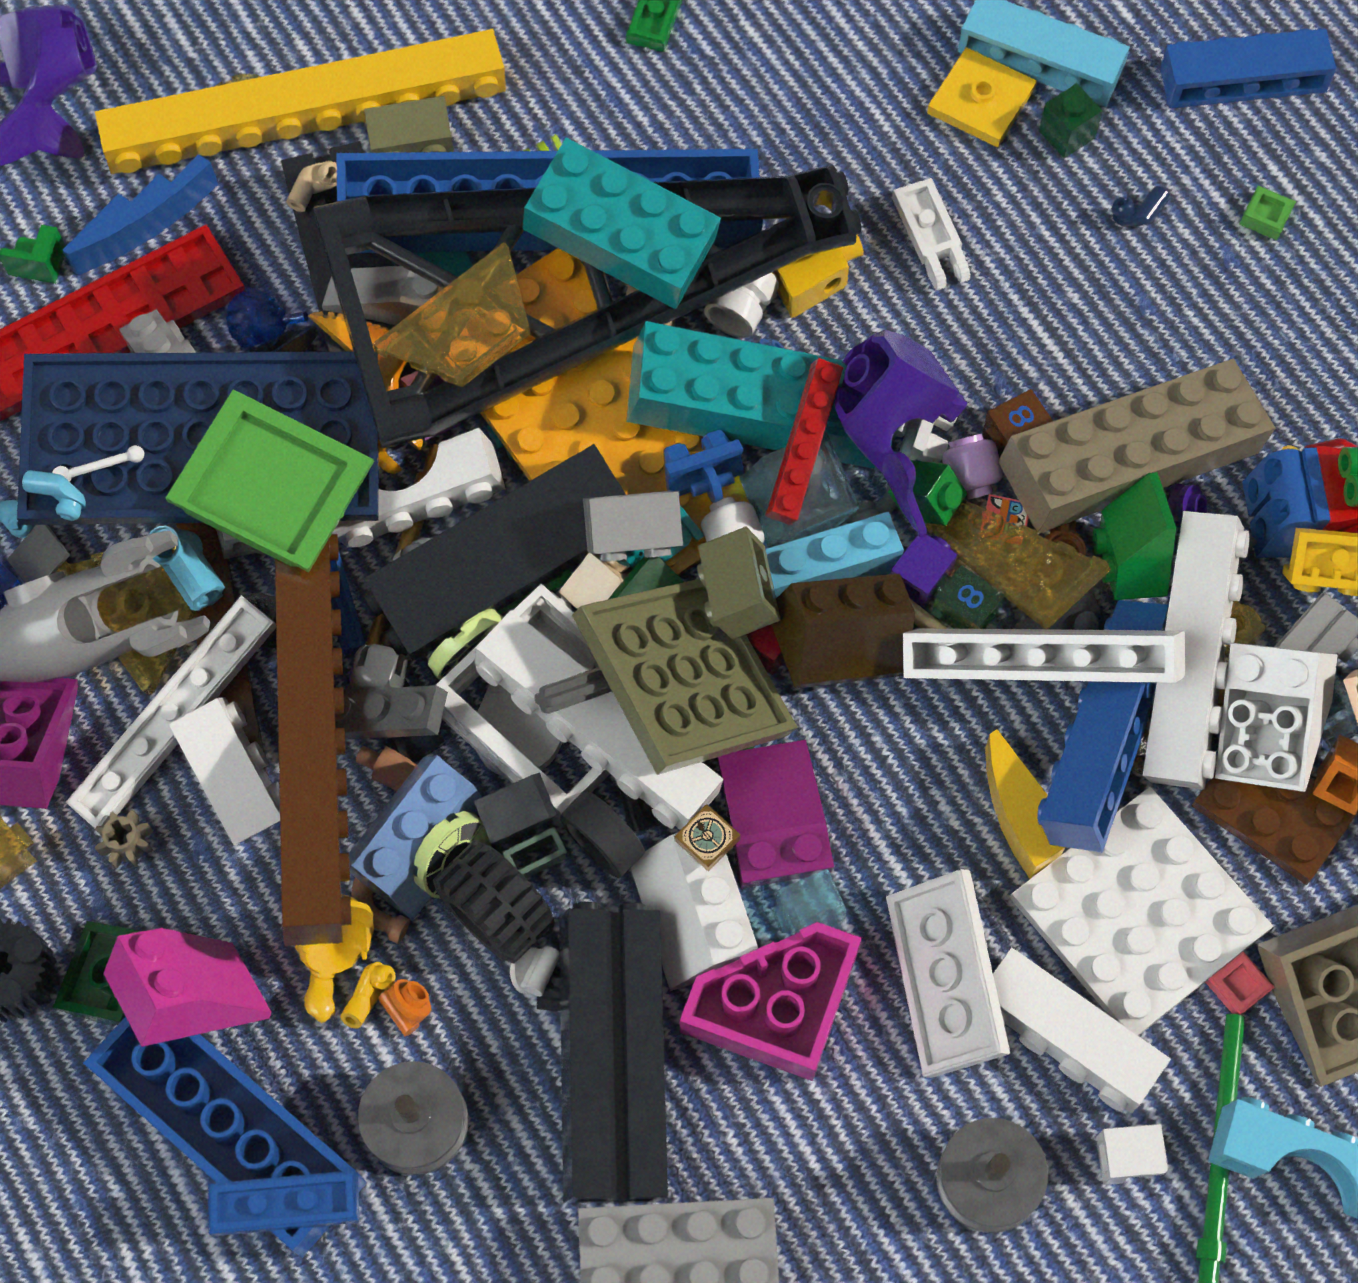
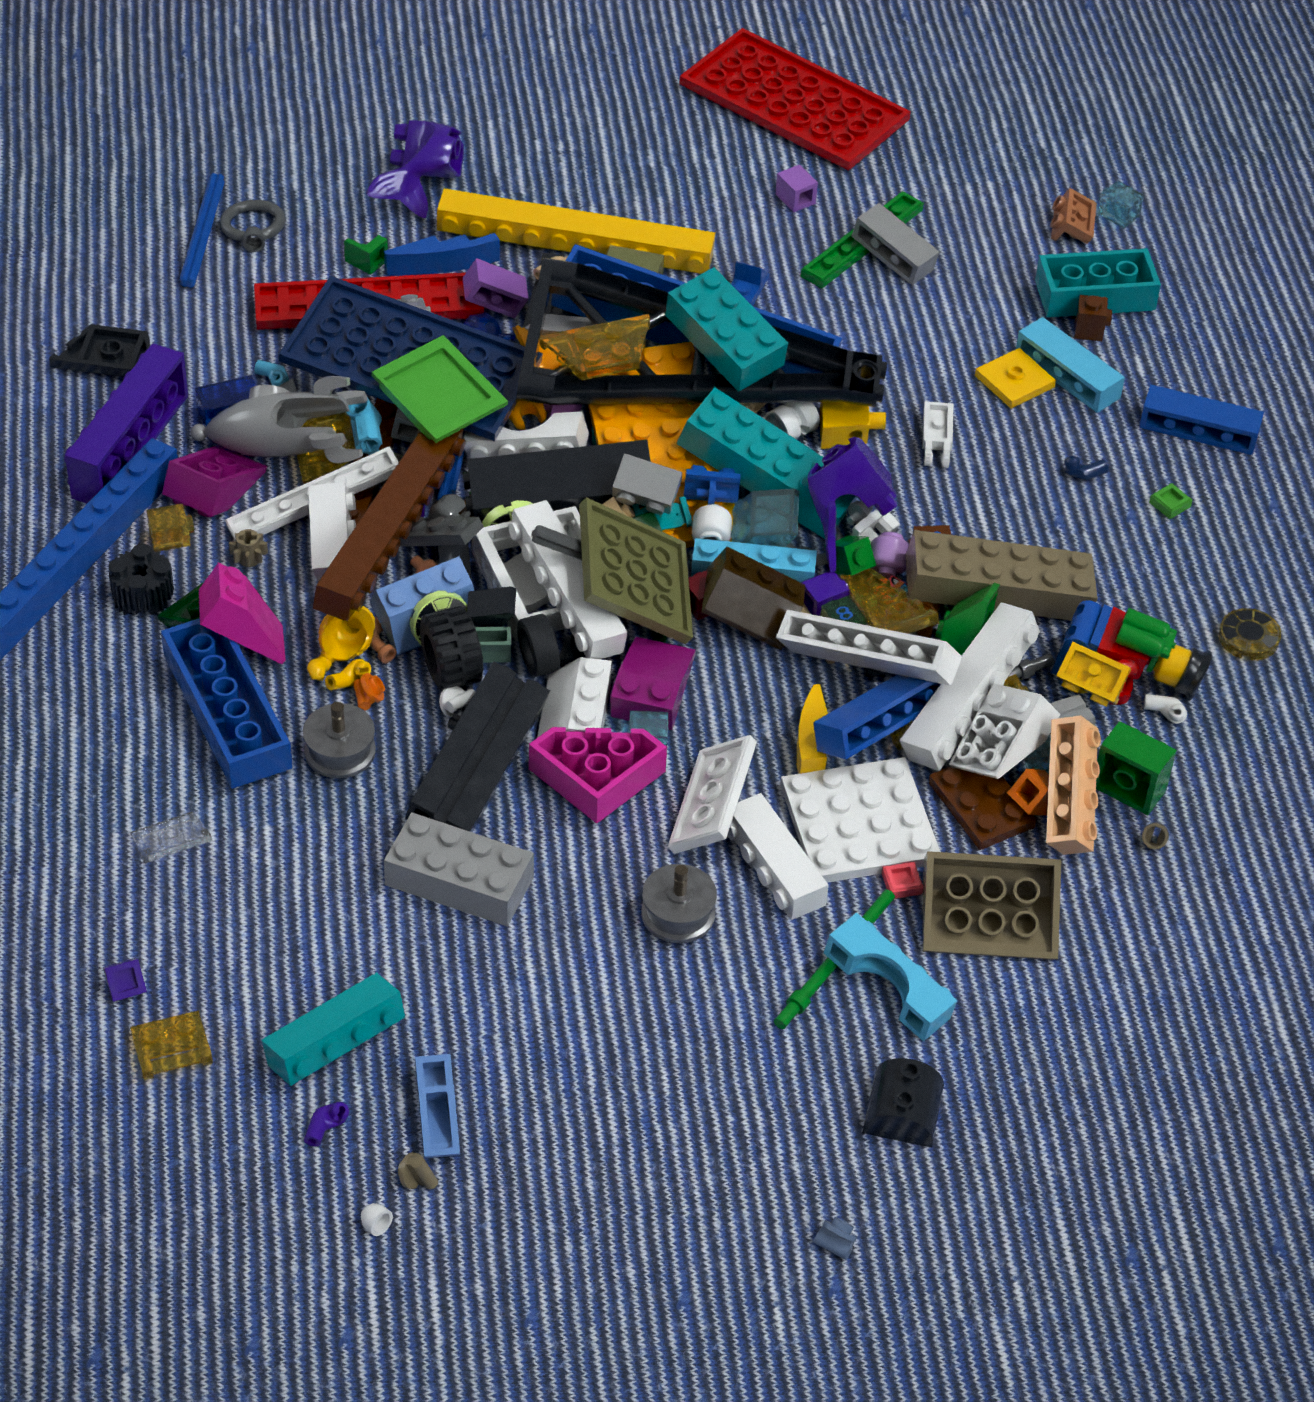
camera: 20 degrees right, 20 degrees down
(57, 486) = (314, 349): medium azure arm -> none
(134, 454) = (317, 342): white hinge -> none
(245, 248) = (495, 288): none -> medium lavender brick
(283, 1203) = (237, 736): blue tile -> none
(567, 94) = (749, 281): none -> blue slope
(707, 837) = (600, 660): tile -> none
(738, 583) = (695, 541): olive brick -> none
(804, 441) = (779, 485): red piece -> none
(1070, 120) = (1064, 405): dark green brick -> none
(1131, 1153) = (774, 923): white panel -> none

